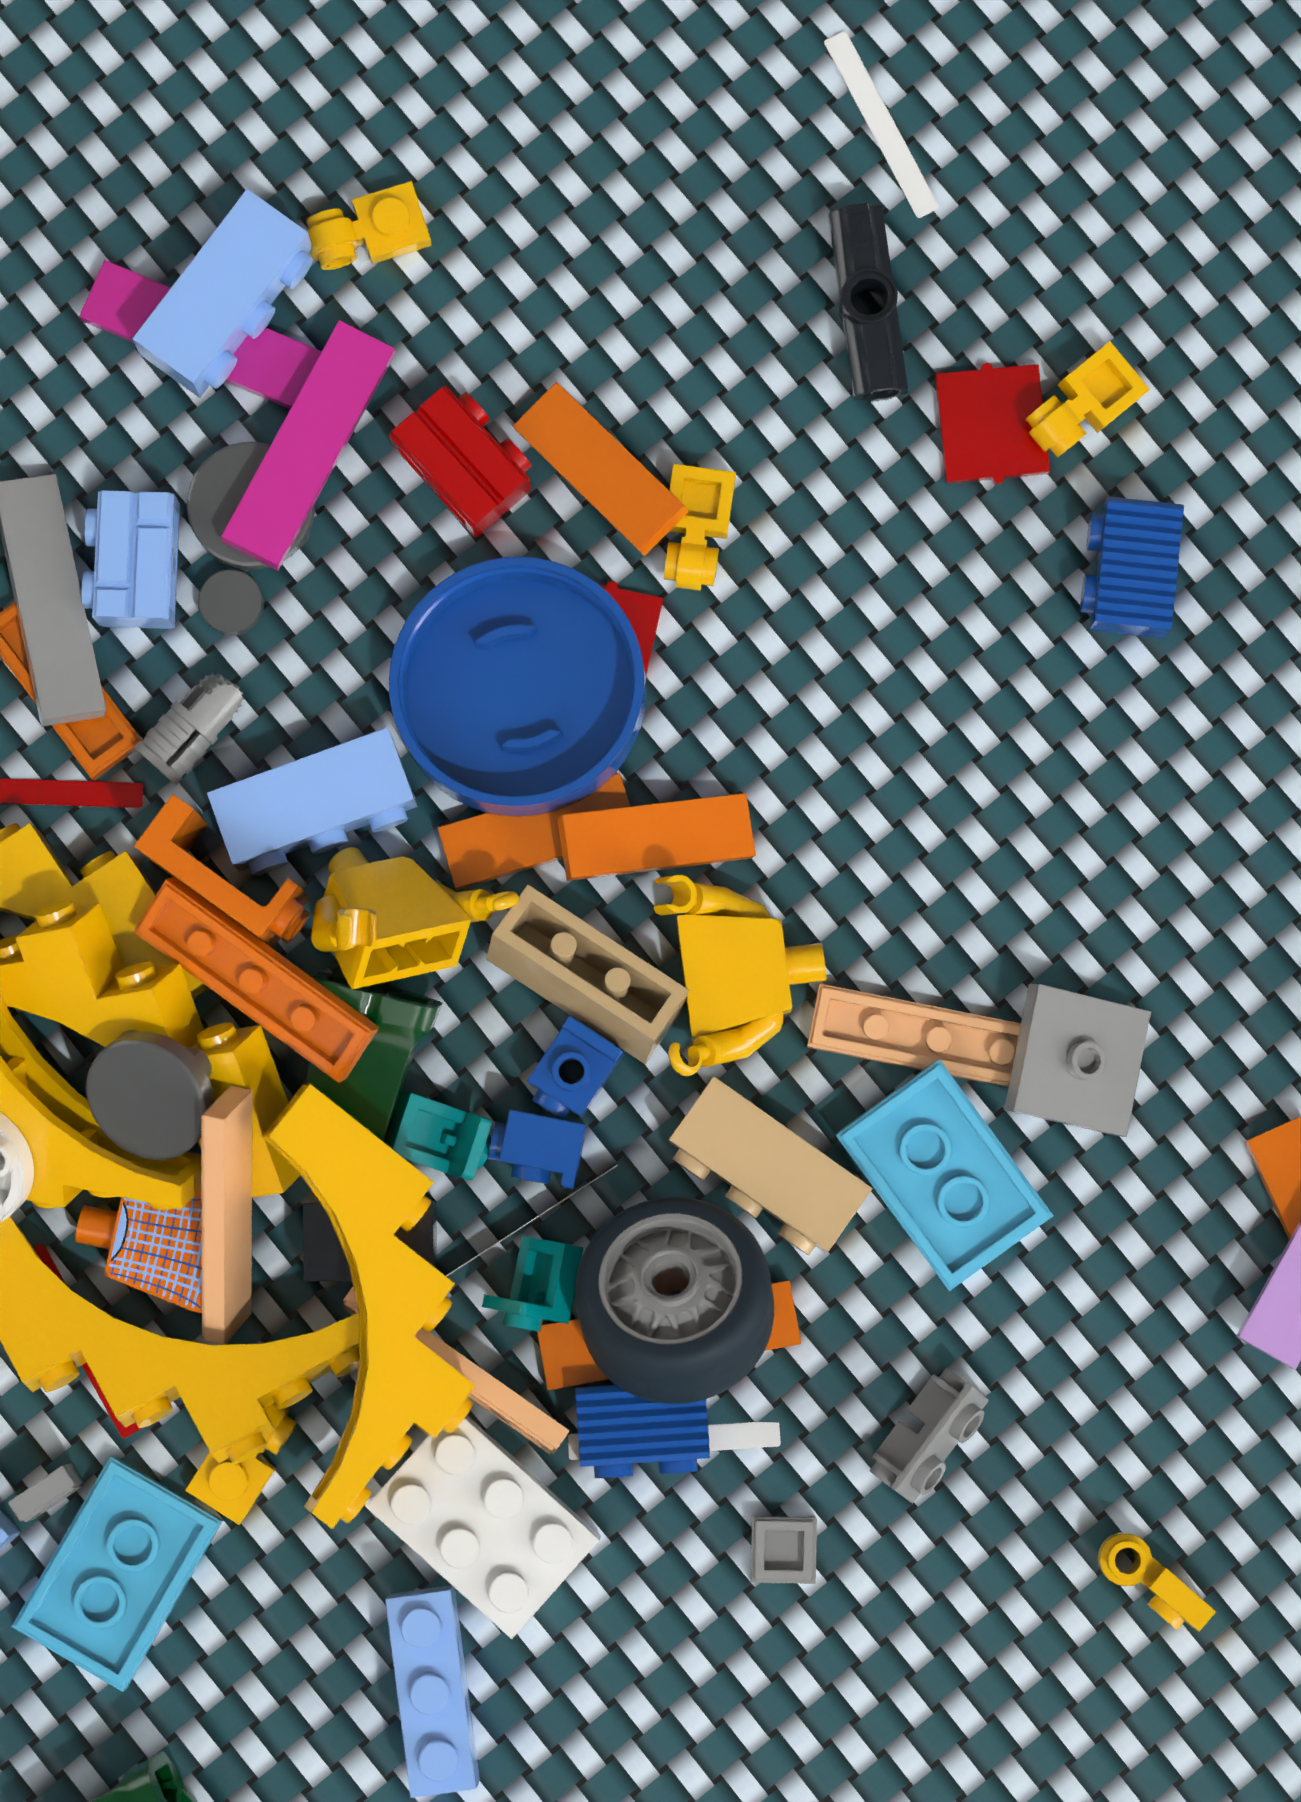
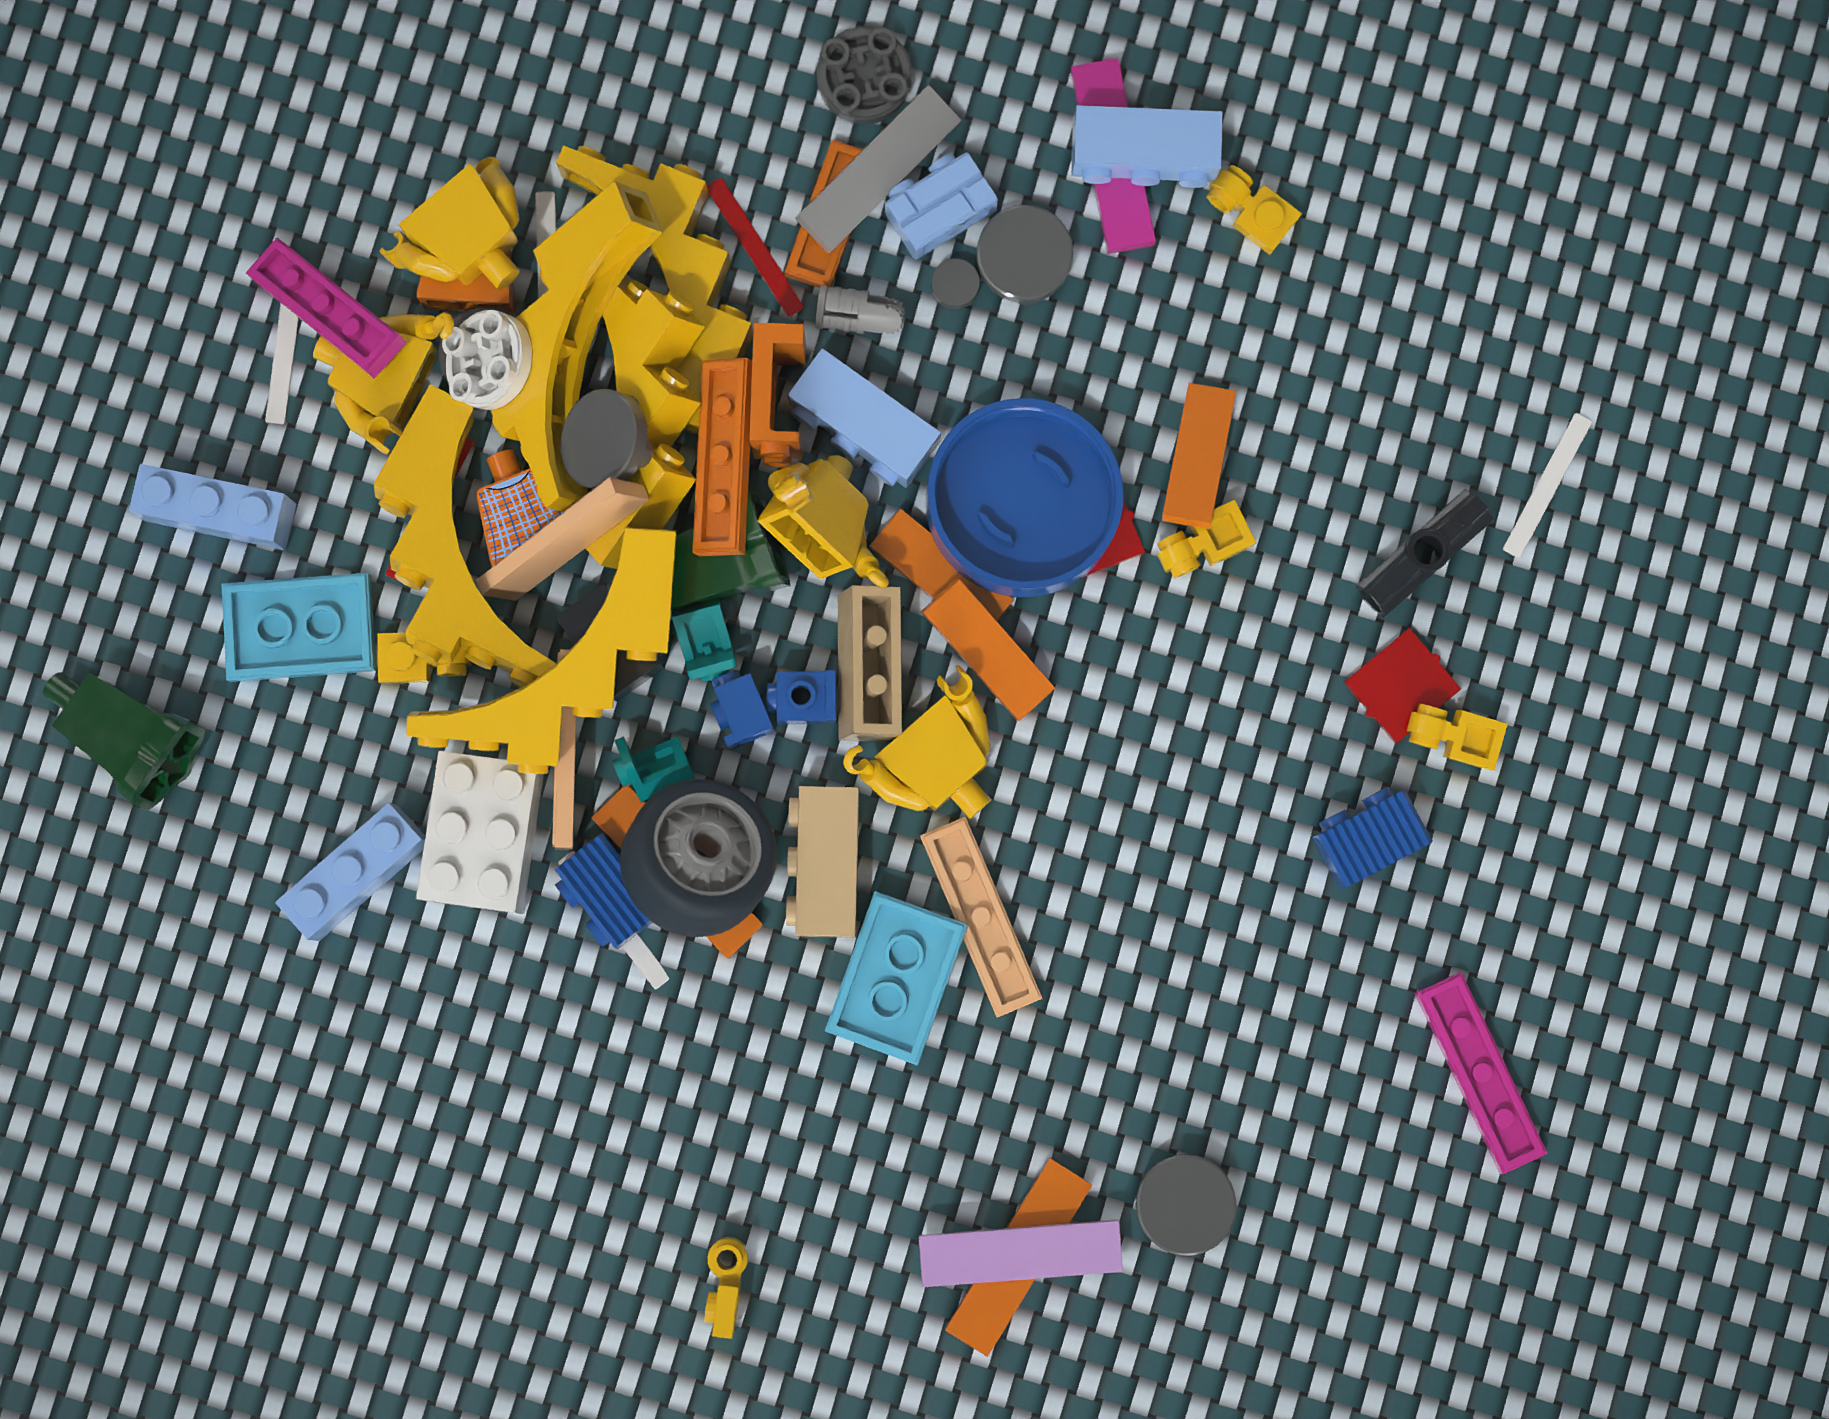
camera: 50 degrees right, 0 degrees up
(46, 1493) = (318, 548): light grey tile -> none
(308, 445) = (1086, 262): dark pink tile -> none
(462, 460) = (1144, 365): red brick -> none
(531, 1221) = (689, 735): white sticker -> none
(783, 1549) = (590, 1035): light grey tile -> none
(920, 1457) = (745, 1085): light grey hinge -> none
(1077, 1060) = (1027, 1014): light grey plate -> none

